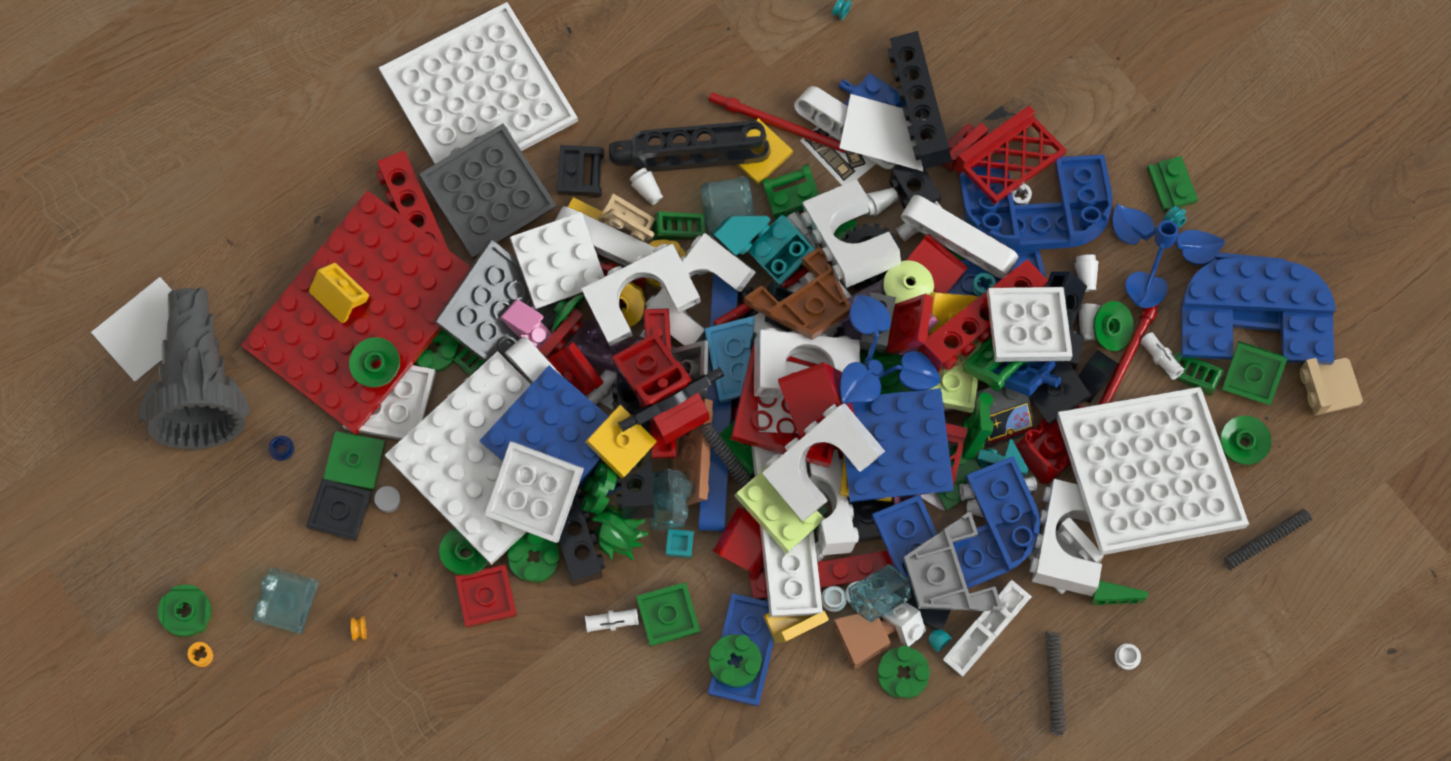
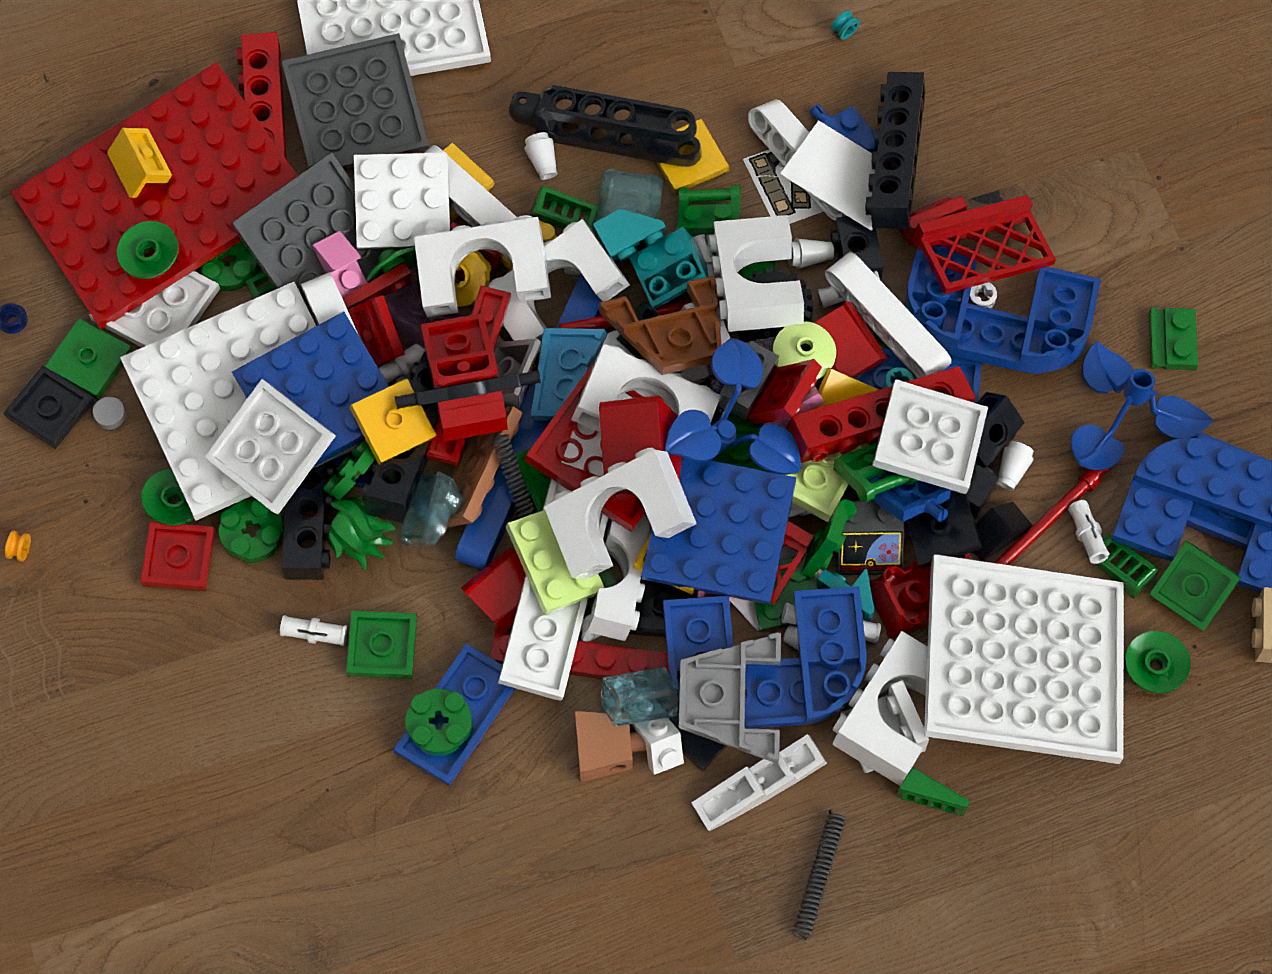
camera: 20 degrees right, 5 degrees down
(572, 170) = (462, 113): black plate -> none
(627, 218) = (503, 181): tan bracket -> none
(679, 543) = (426, 568): teal plate -> none
(733, 105) = (679, 97): red bar -> none
(786, 628) = (517, 703): yellow panel -> none
(833, 599) = (586, 690): white plate -> none
(905, 658) = (630, 820): green plate -> none
(939, 639) = (695, 778): teal hinge -> none
(1086, 270) = (1031, 406): white cone -> none
(1113, 326) = (1051, 478): green dish -> none
(1127, 656) = (919, 872): white plate -> none
(1176, 215) = (1164, 377): teal plate -> none
(1268, 540) = (1165, 788): dark grey piece -> none

